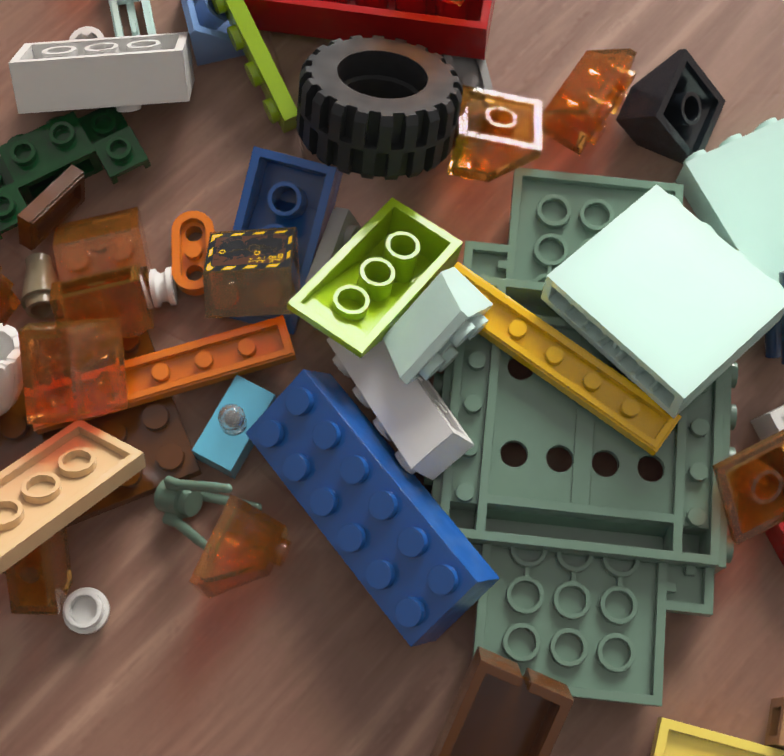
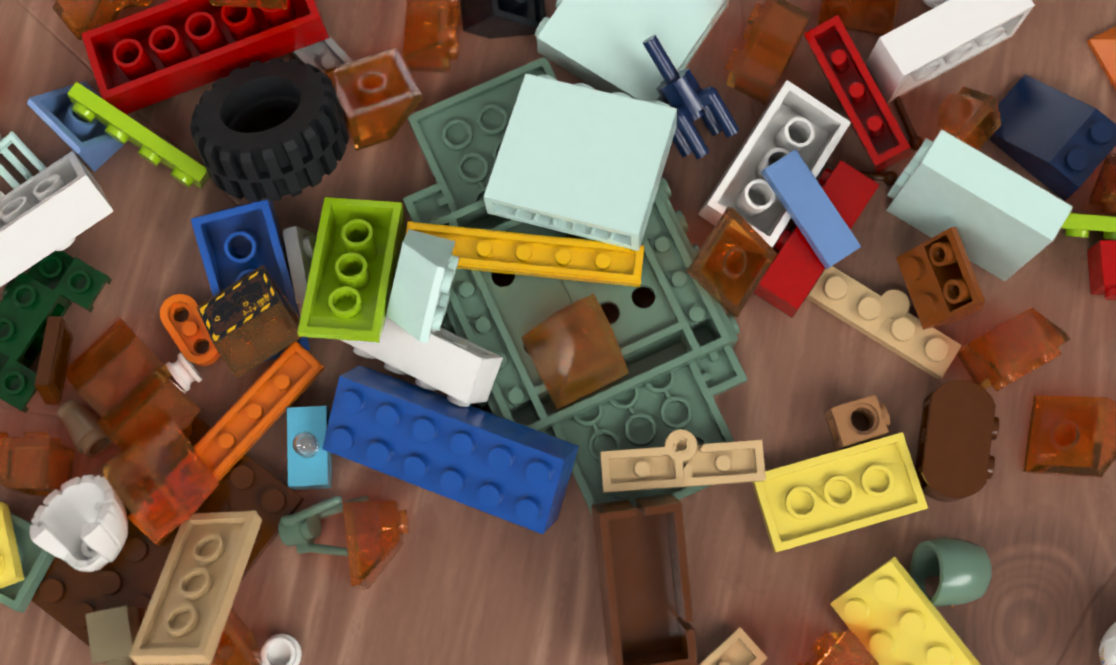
camera: 30 degrees left, 5 degrees up
(552, 481) = (575, 351): none -> clear orange slope
(597, 662) = (682, 464): none -> tan hinge

